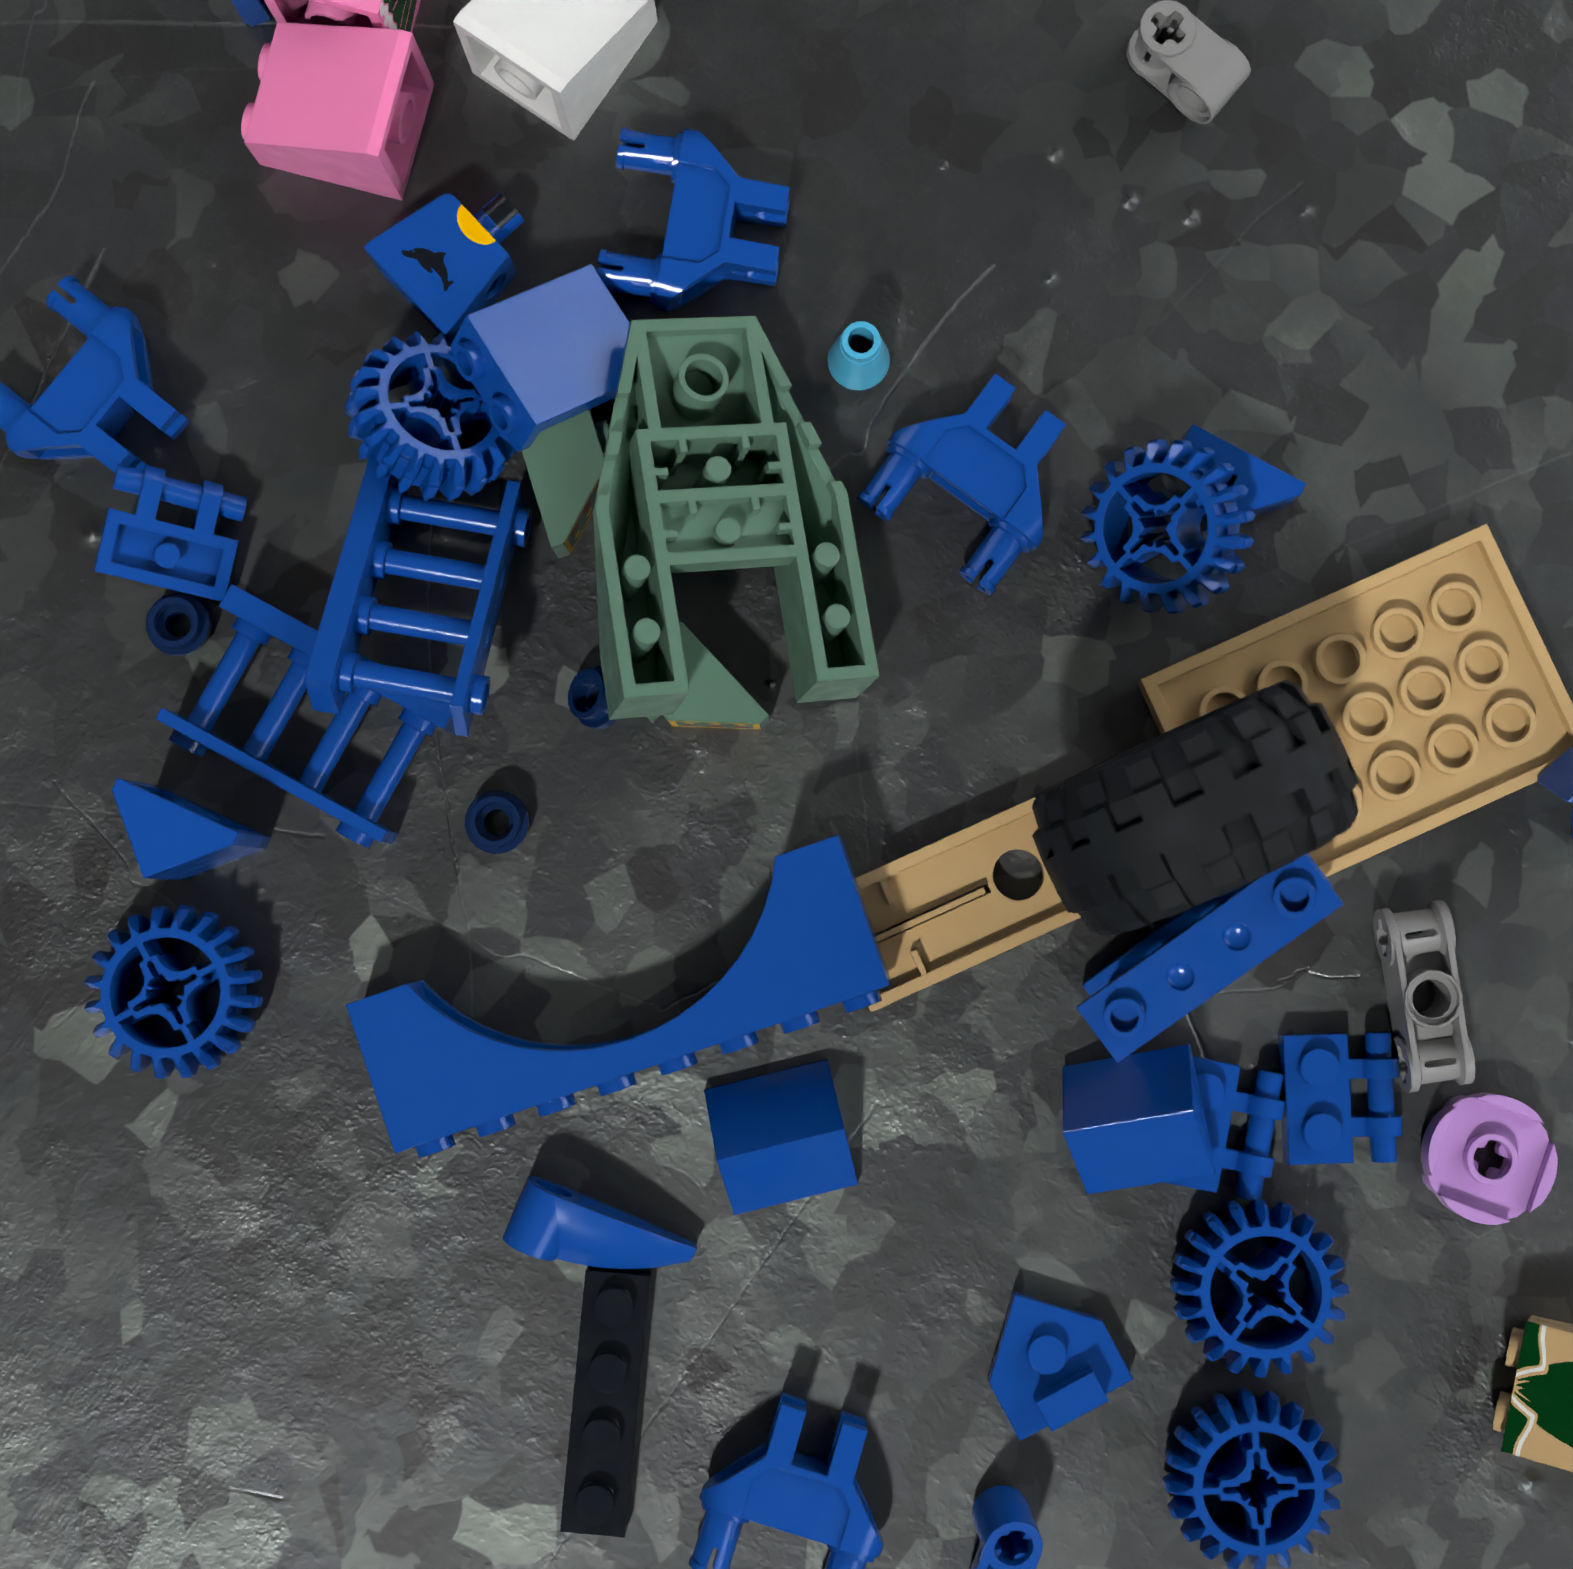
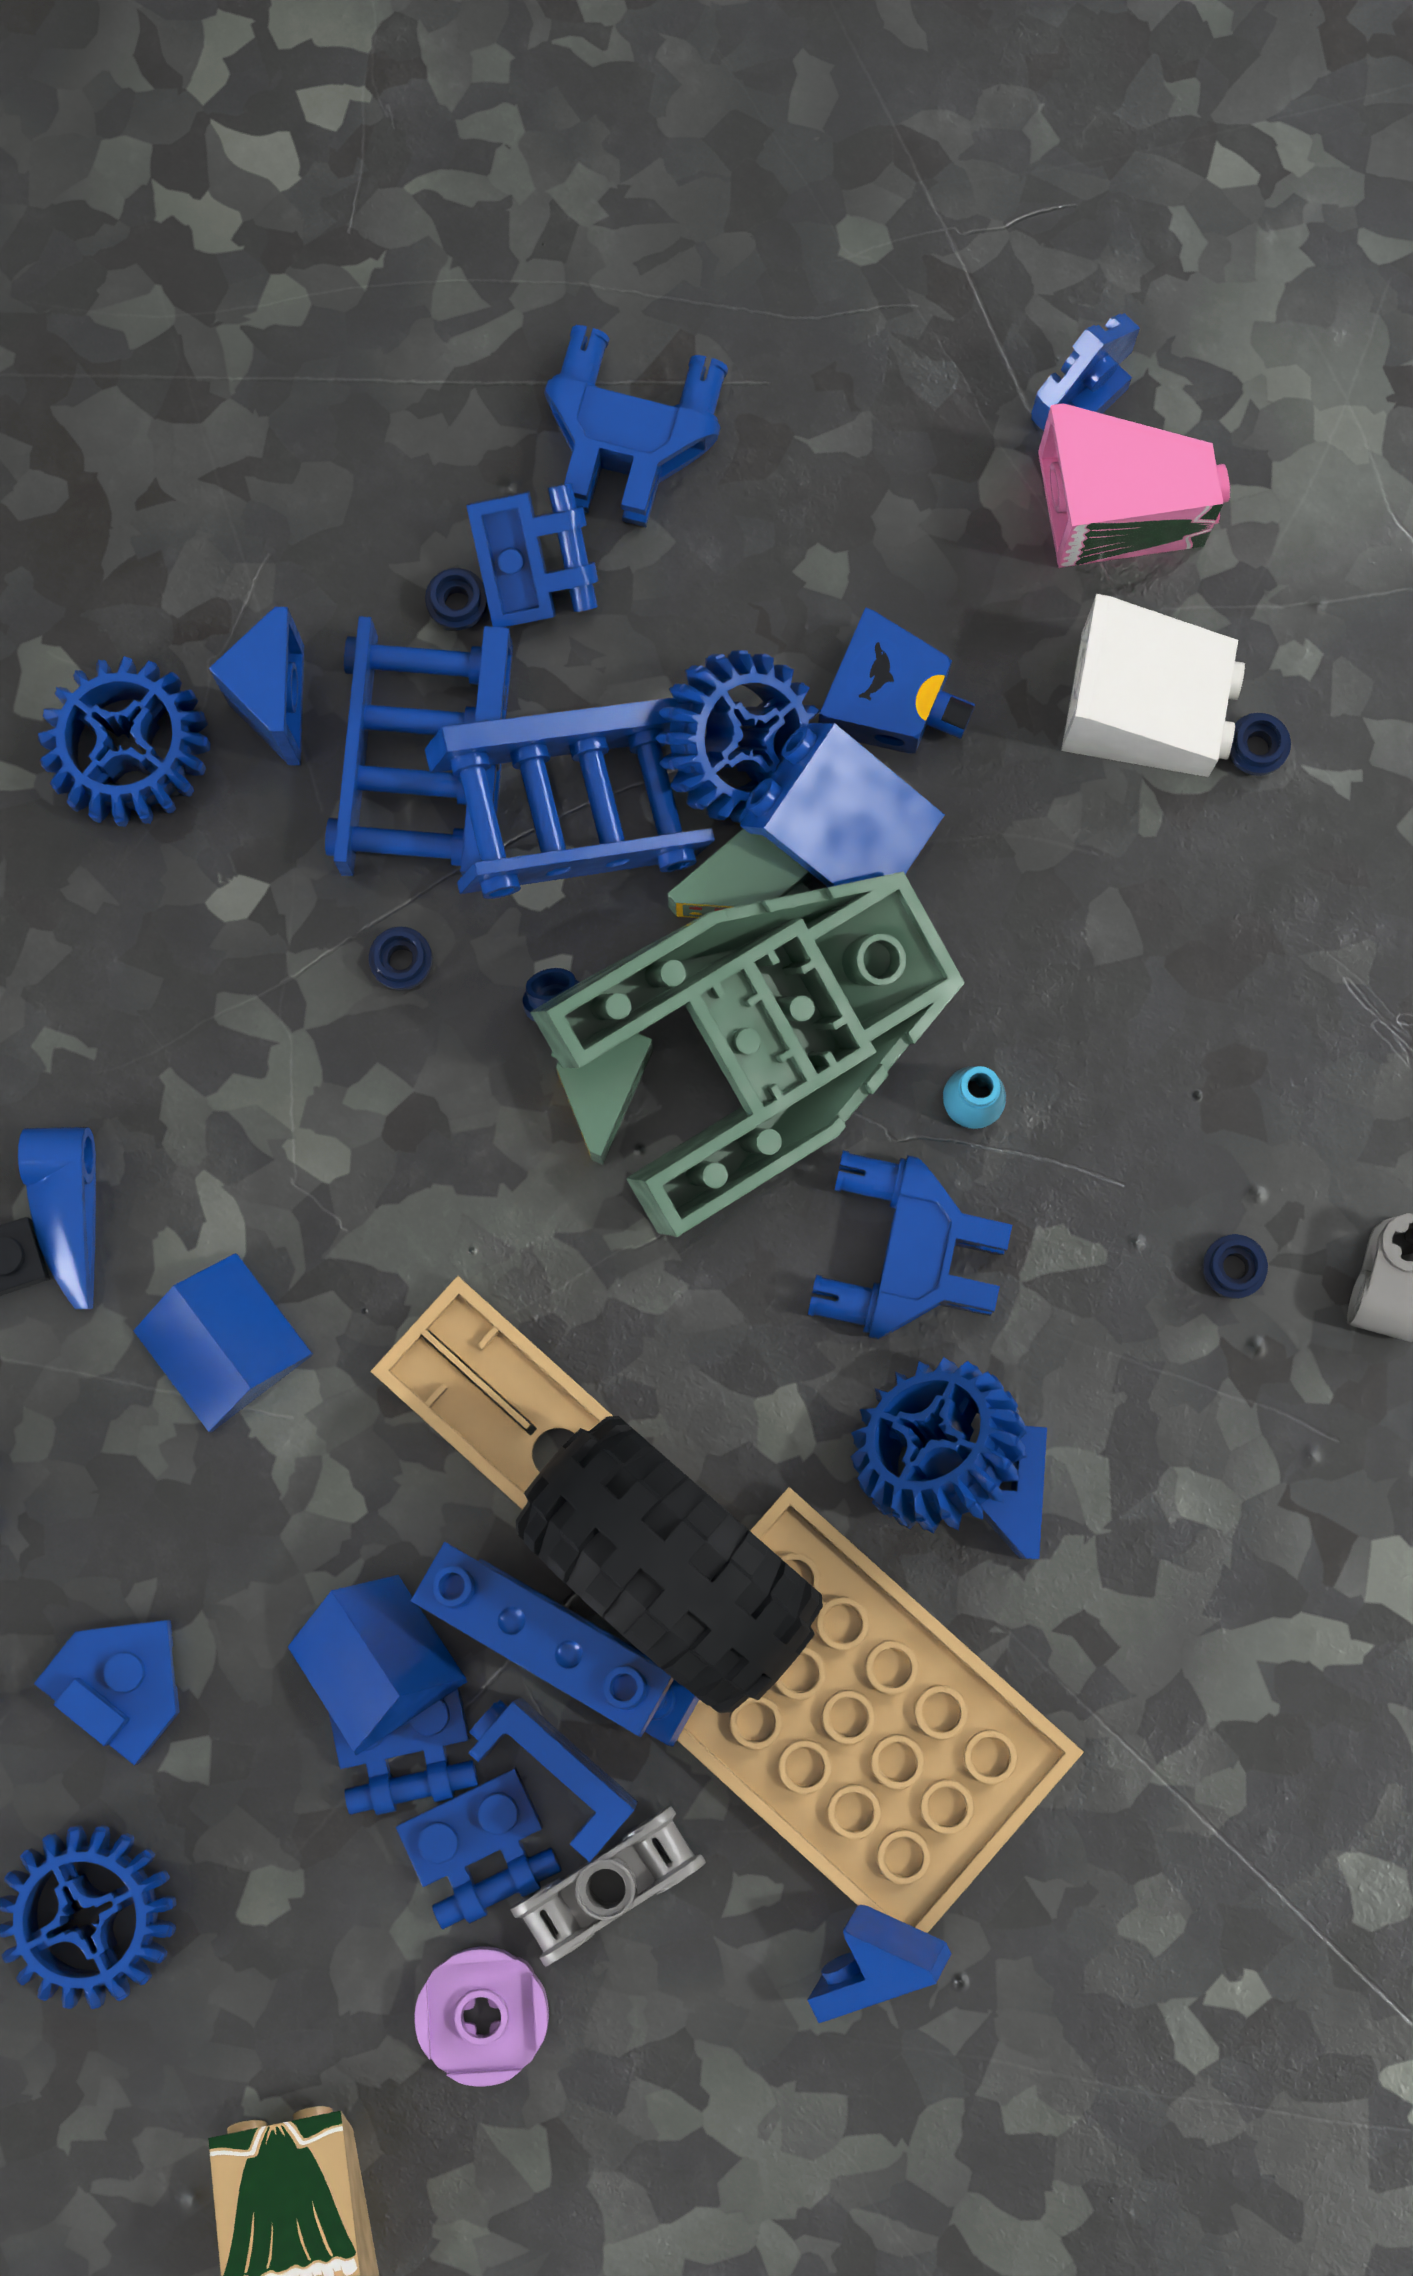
camera: 65 degrees right, 5 degrees down
(340, 105) = (987, 530): bright pink slope -> none
(450, 1073) = (396, 1283): blue arch -> none
(700, 225) = (1029, 897): blue connector -> none
(1116, 181) = (1252, 1257): none -> dark blue plate
(1247, 1308) = (235, 1839): blue gear -> none
(1359, 964) = (563, 1760): none -> blue panel

